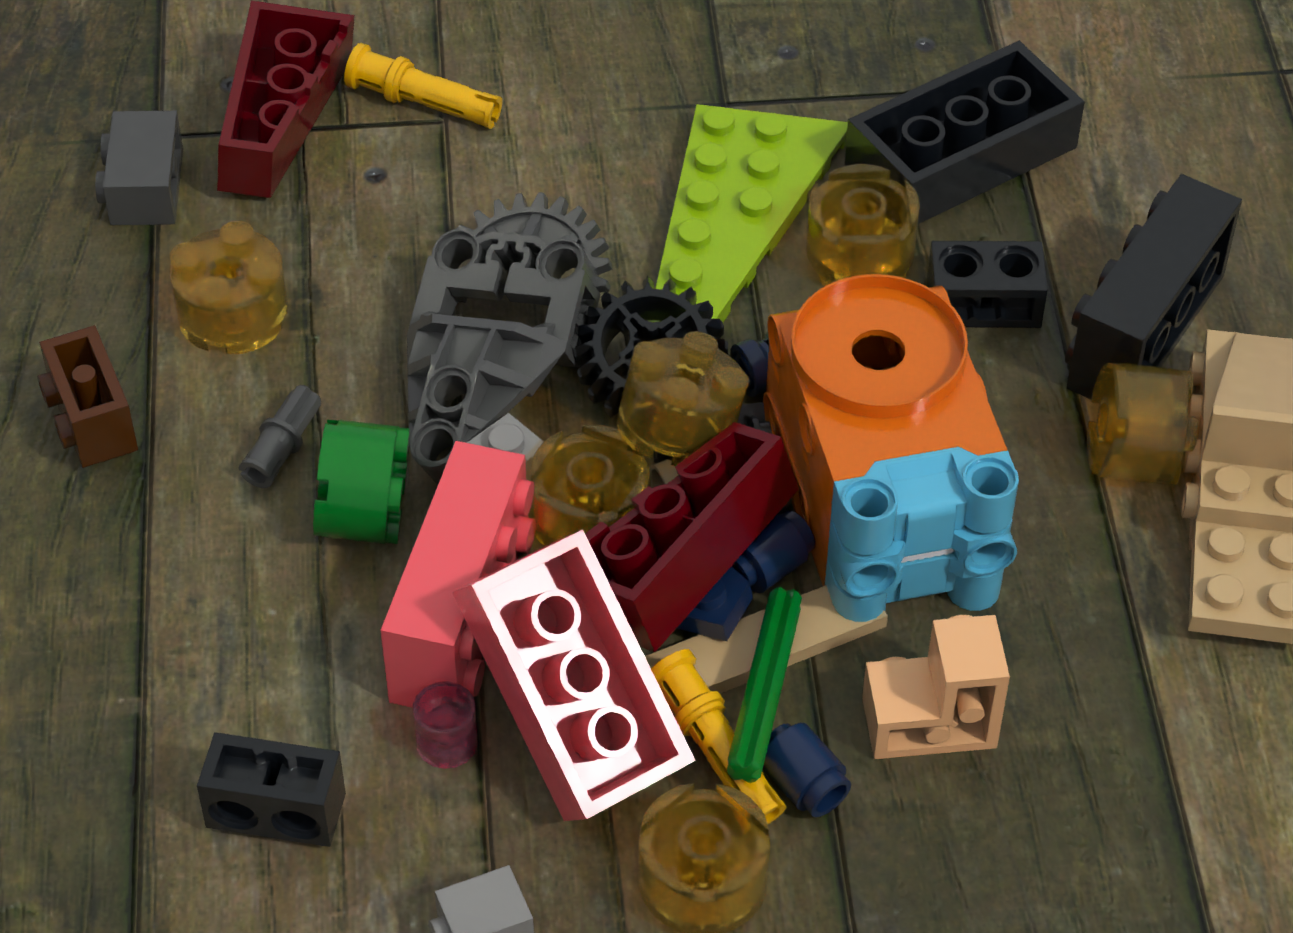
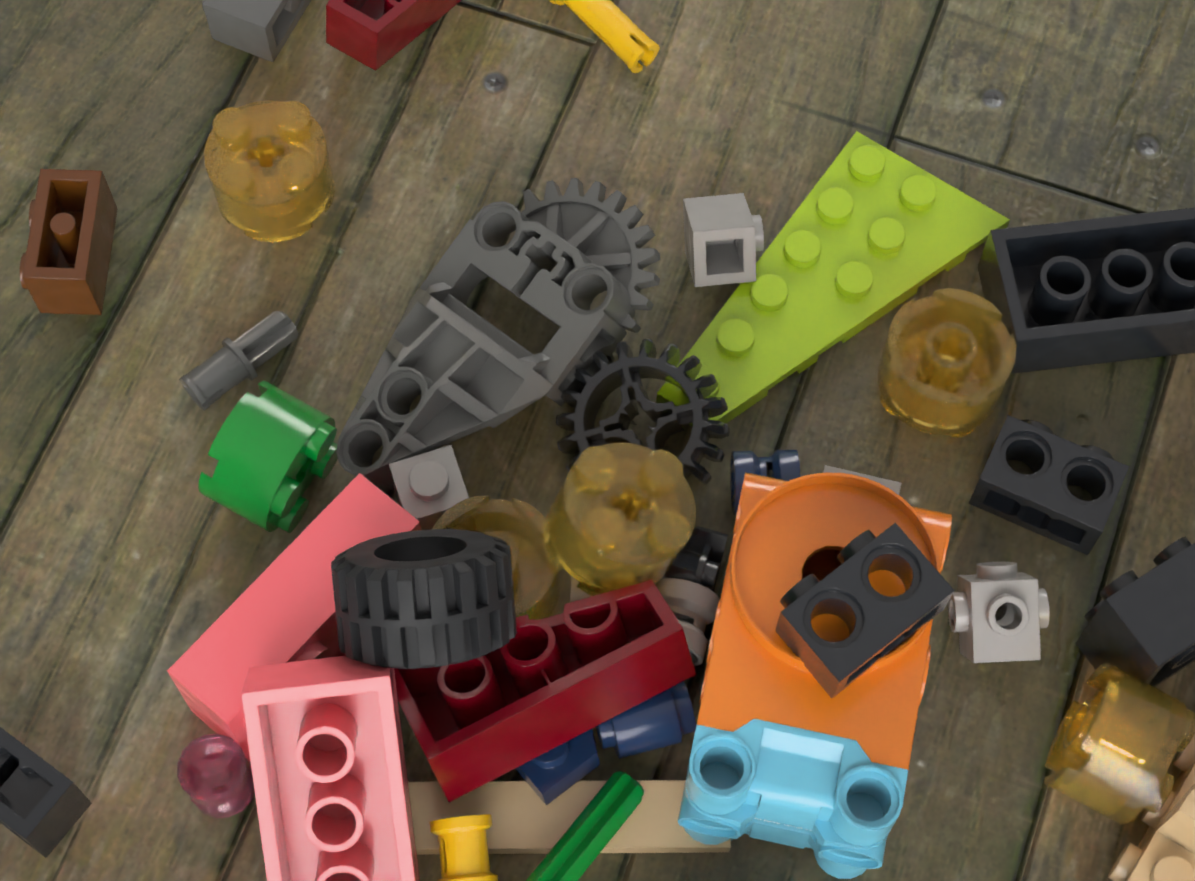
camera: 25 degrees right, 15 degrees up
(569, 485) = (424, 598): none -> black tyre
(635, 208) = (721, 239): none -> light grey brick
(917, 345) = (874, 620): none -> black brick
(1009, 372) = (1010, 633): none -> light grey brick

